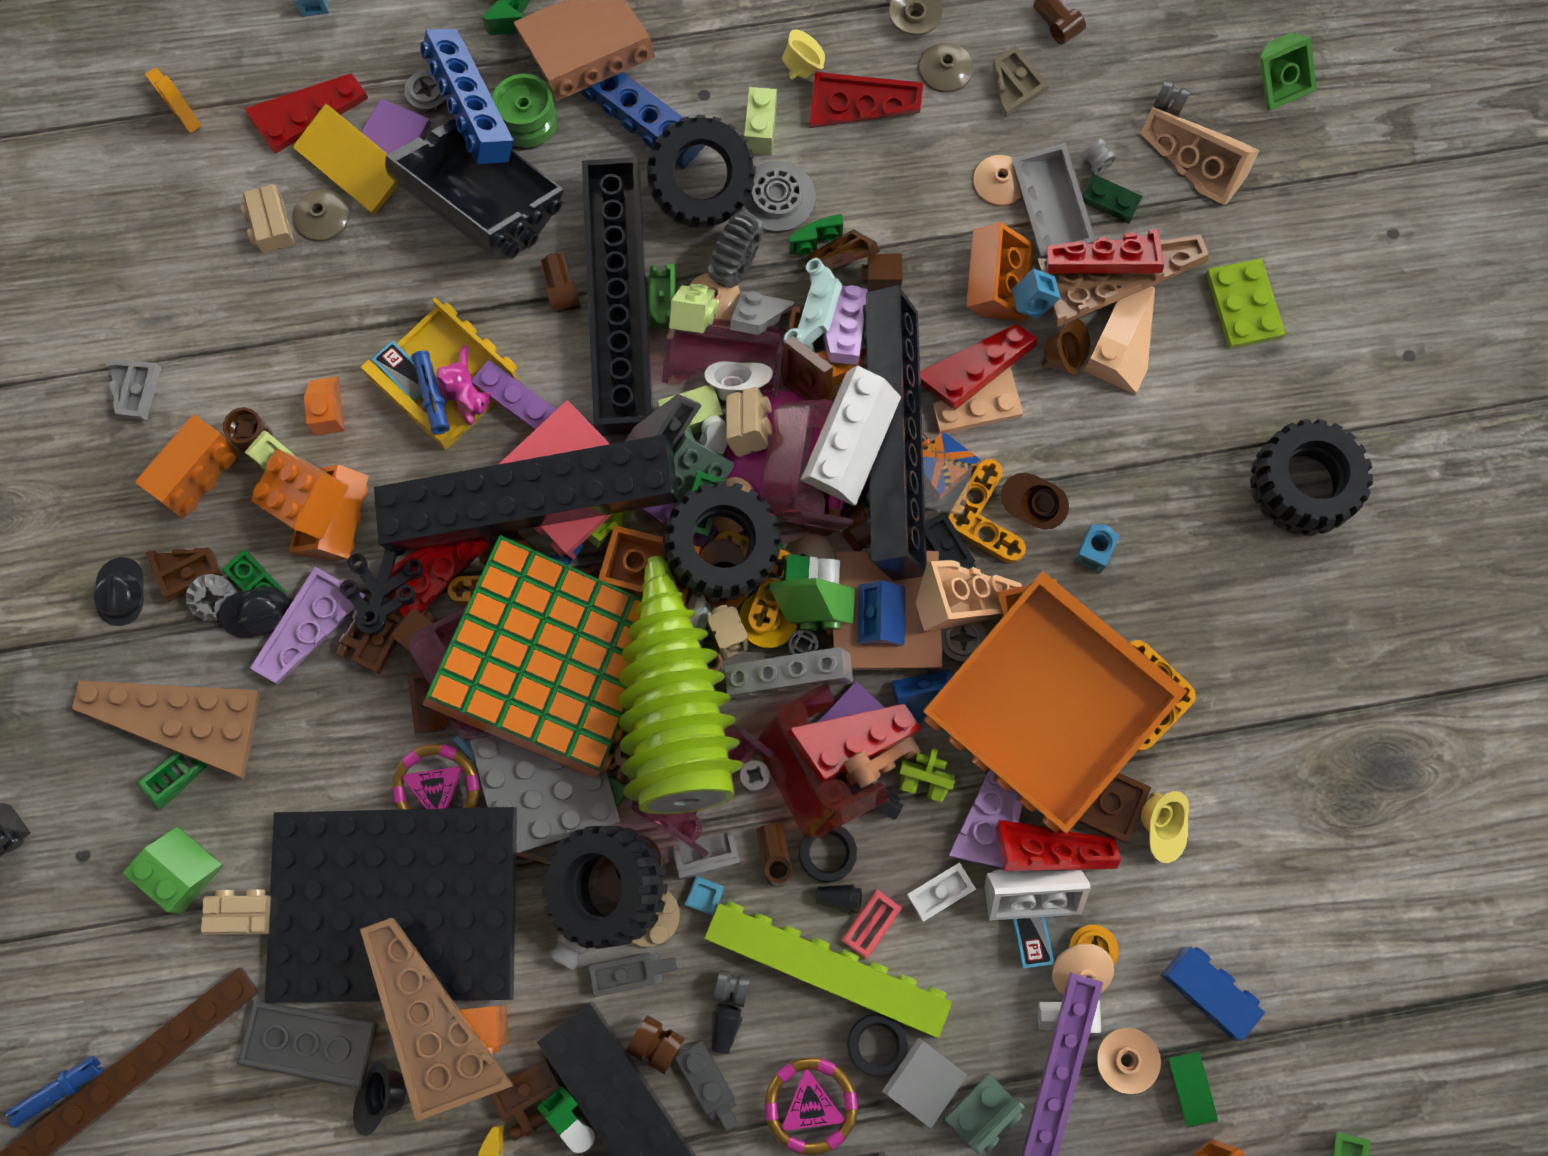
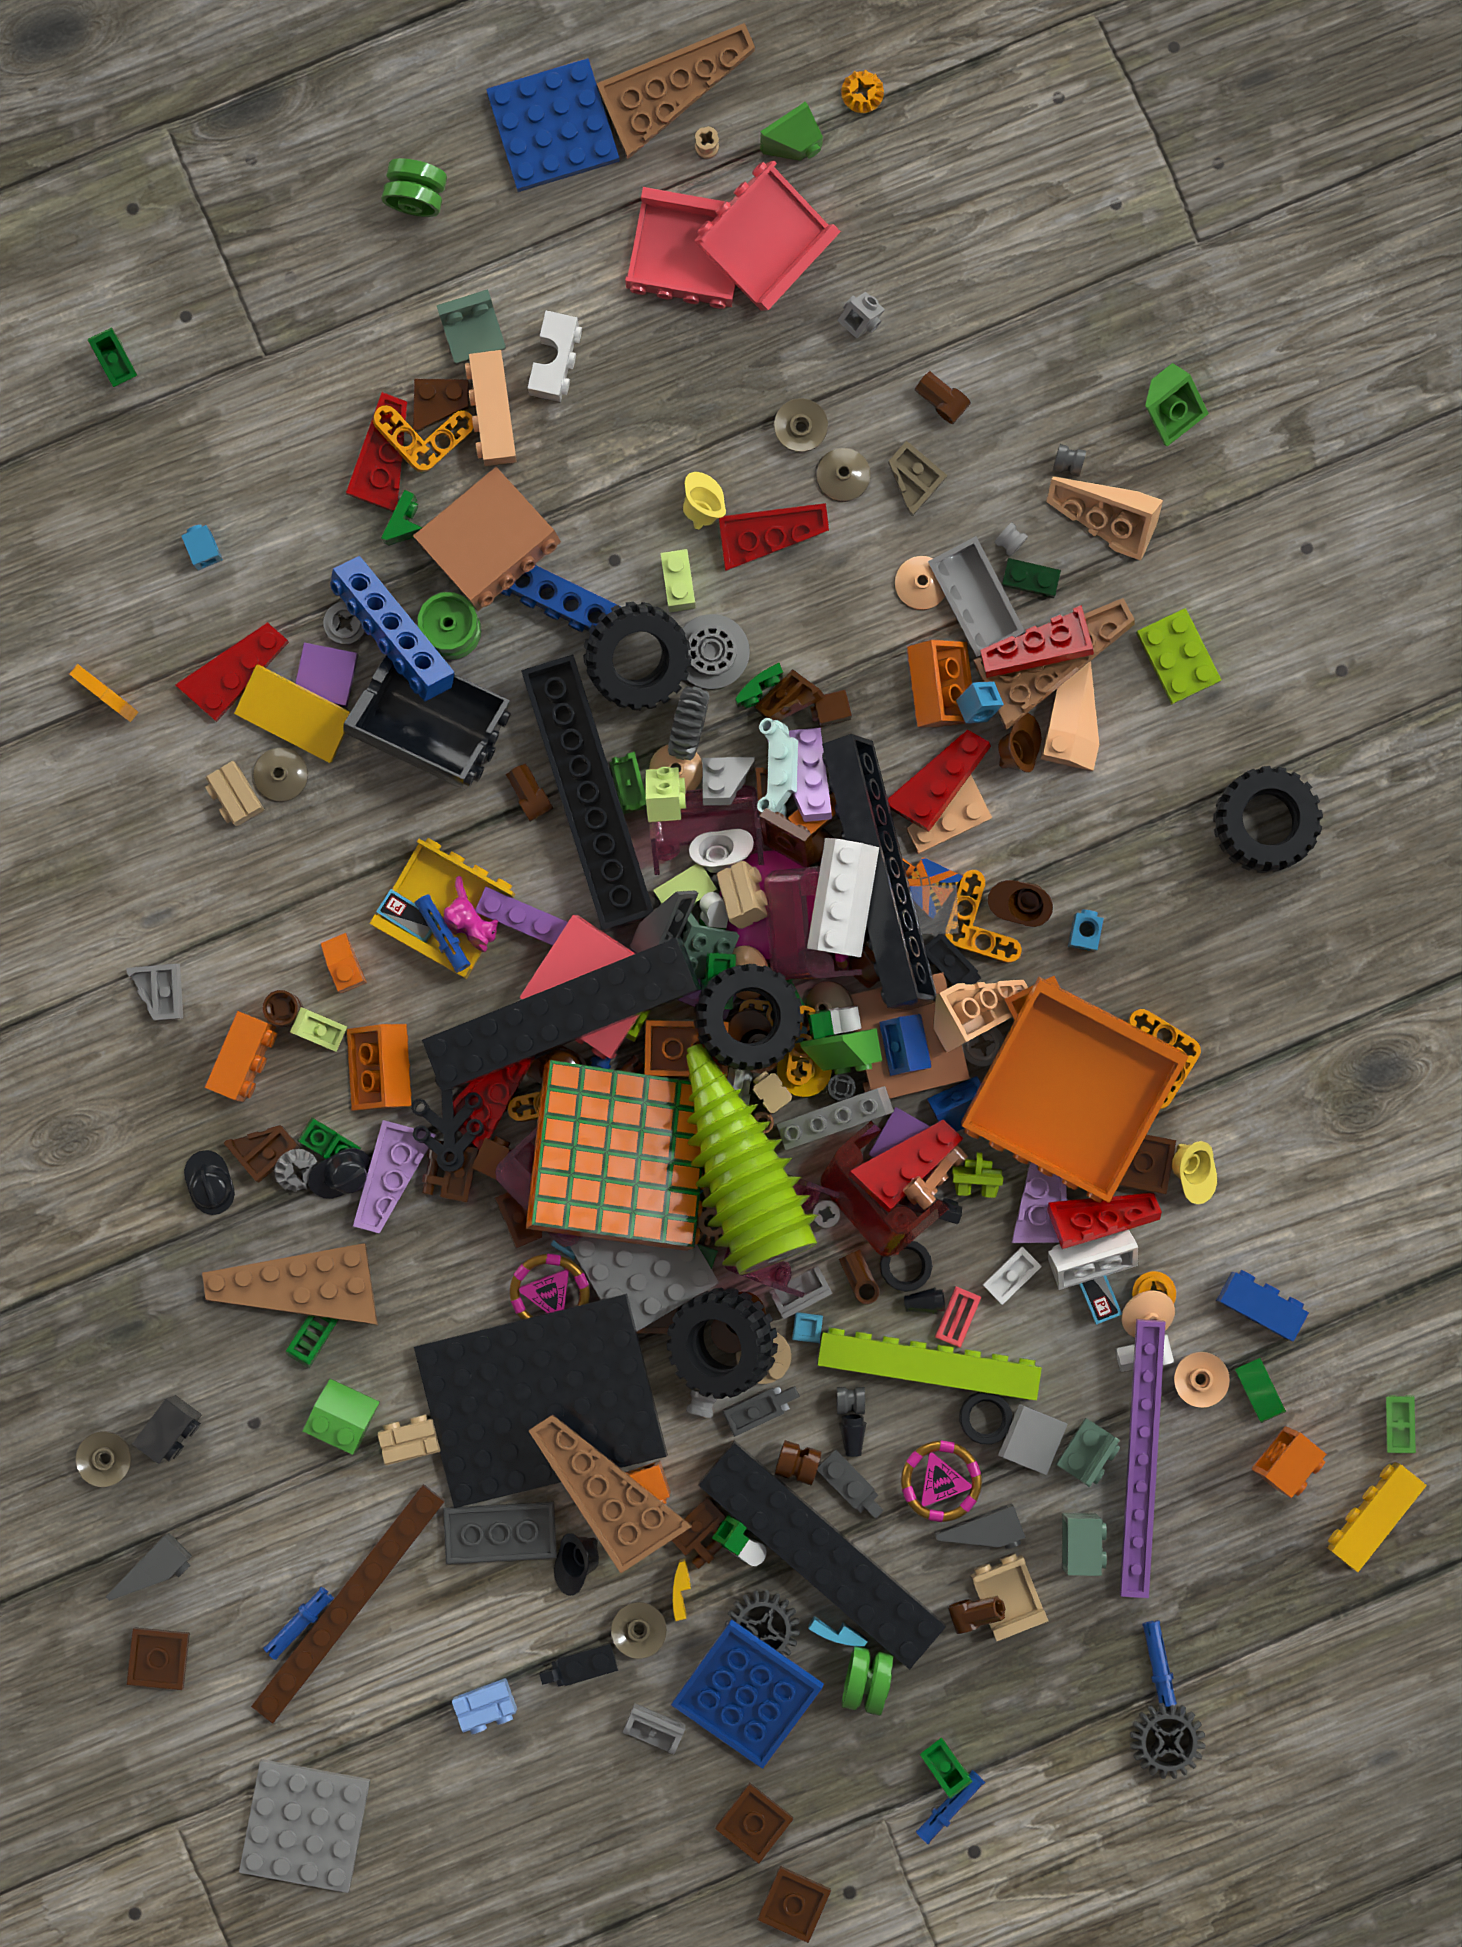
camera: 10 degrees left, 10 degrees up
(299, 493) = (353, 1060): orange brick -> none

